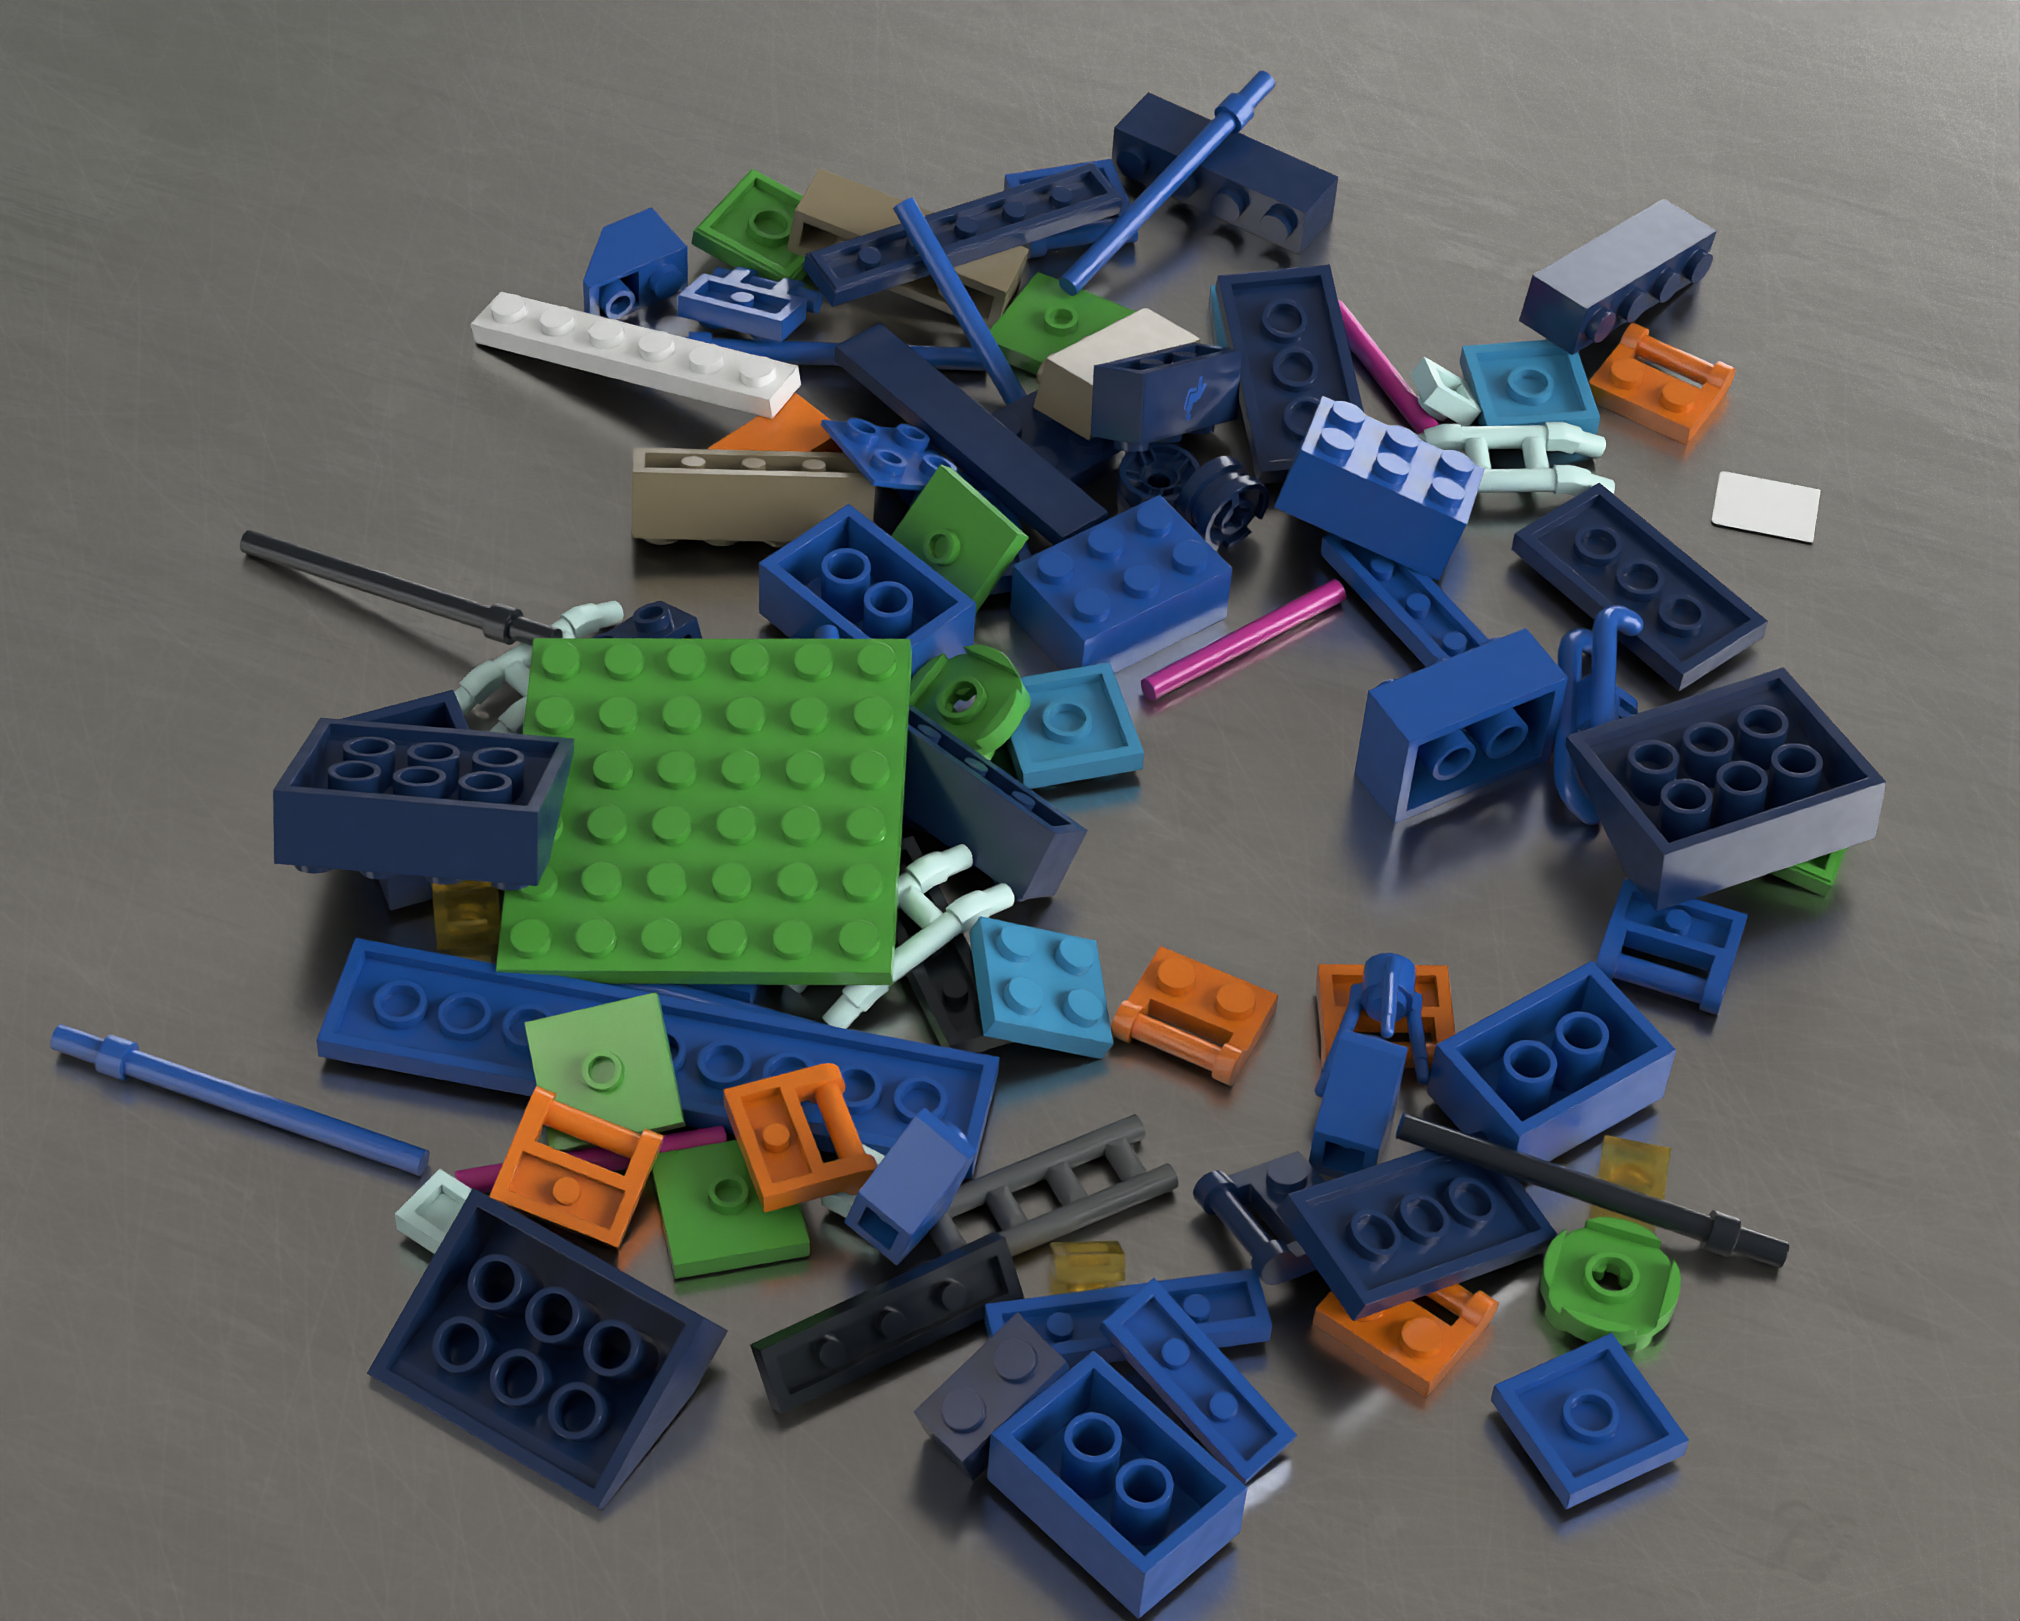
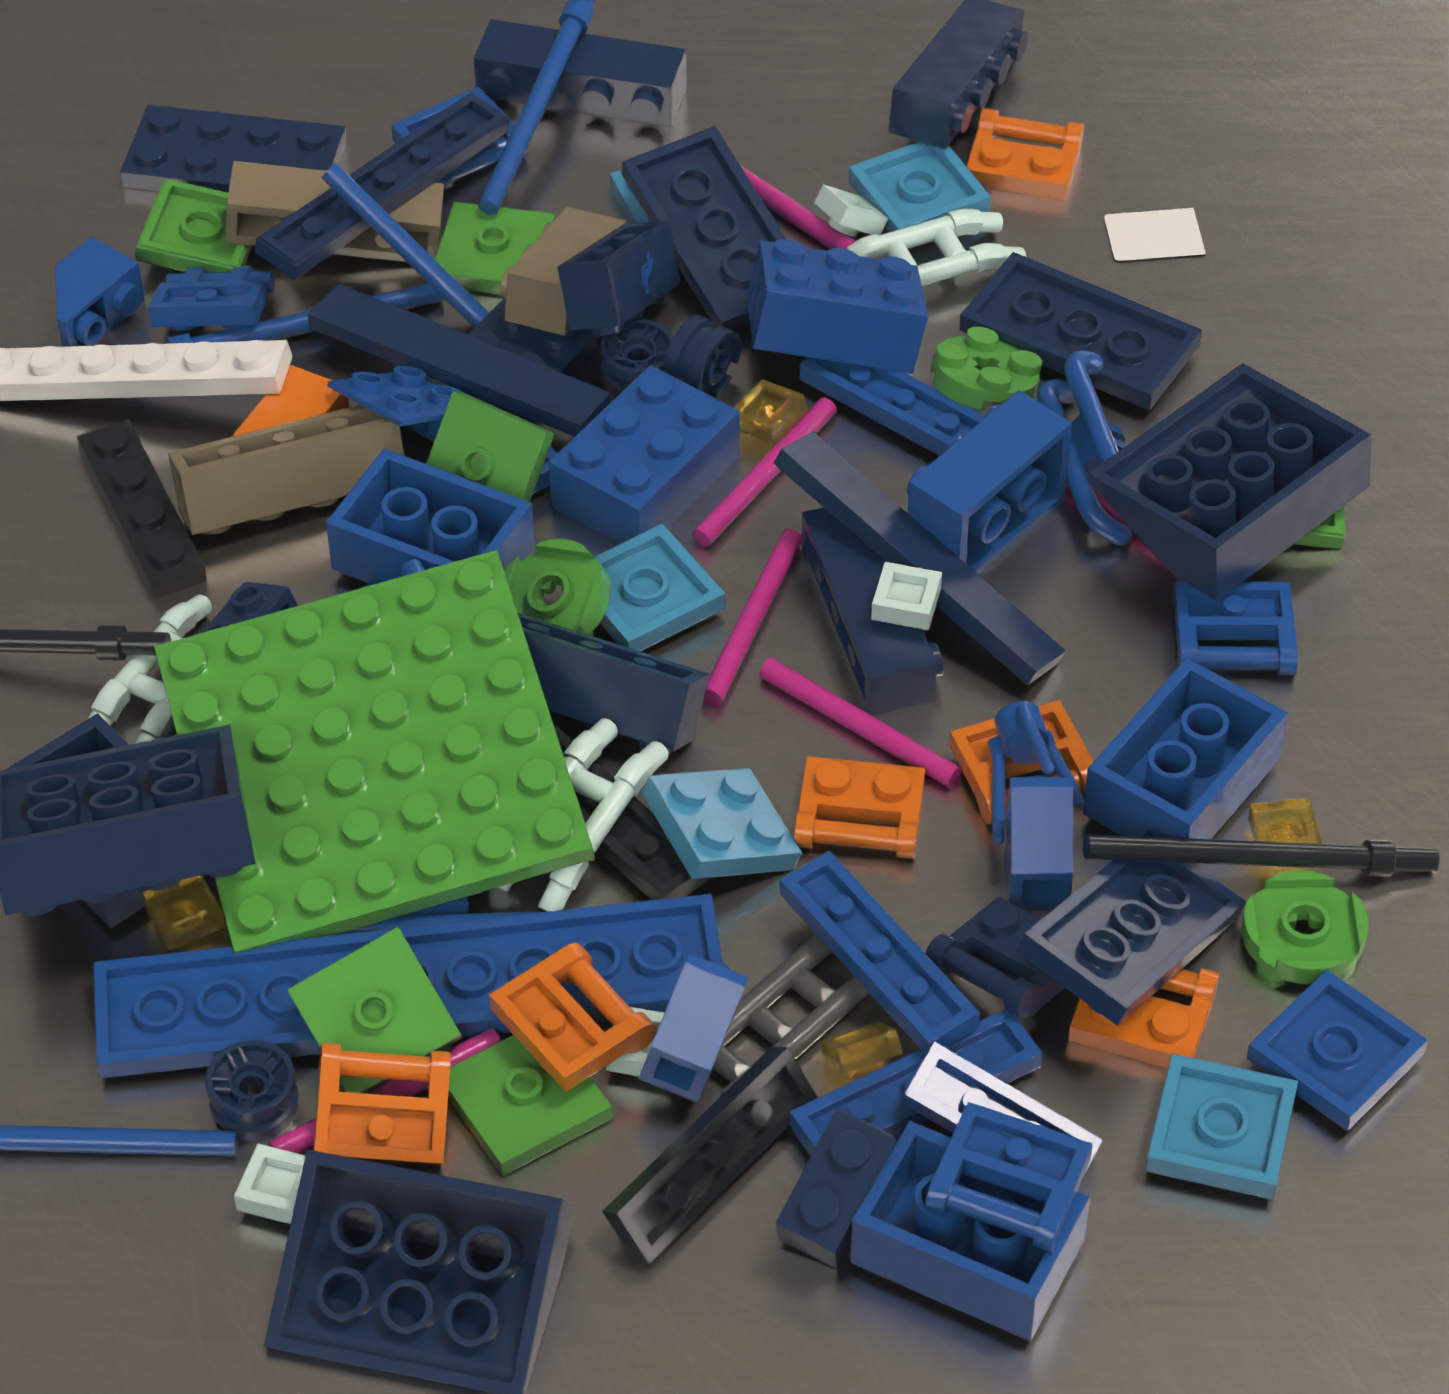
camera: 15 degrees left, 0 degrees up
(455, 1091) = (246, 1068): none -> dark blue wheel
(595, 498) = (141, 509): none -> black plate
(796, 139) = (202, 145): none -> dark blue plate
(1143, 1170) = (879, 953): none -> blue plate
(1165, 786) = (752, 617): none -> dark pink bar
(1182, 1423) = (1014, 1157): none -> blue plate
(1233, 928) = (860, 722): none -> dark pink bar
(1271, 578) = (770, 411): none -> clear yellow plate
(1290, 811) = (887, 660): none -> dark blue brick
(1322, 809) = (906, 595): none -> light aqua plate
(1358, 775) = (904, 541): none -> dark blue tile
(1432, 1461) = (1222, 1126): none -> dark azure plate
(1516, 595) = (983, 368): none -> bright green plate

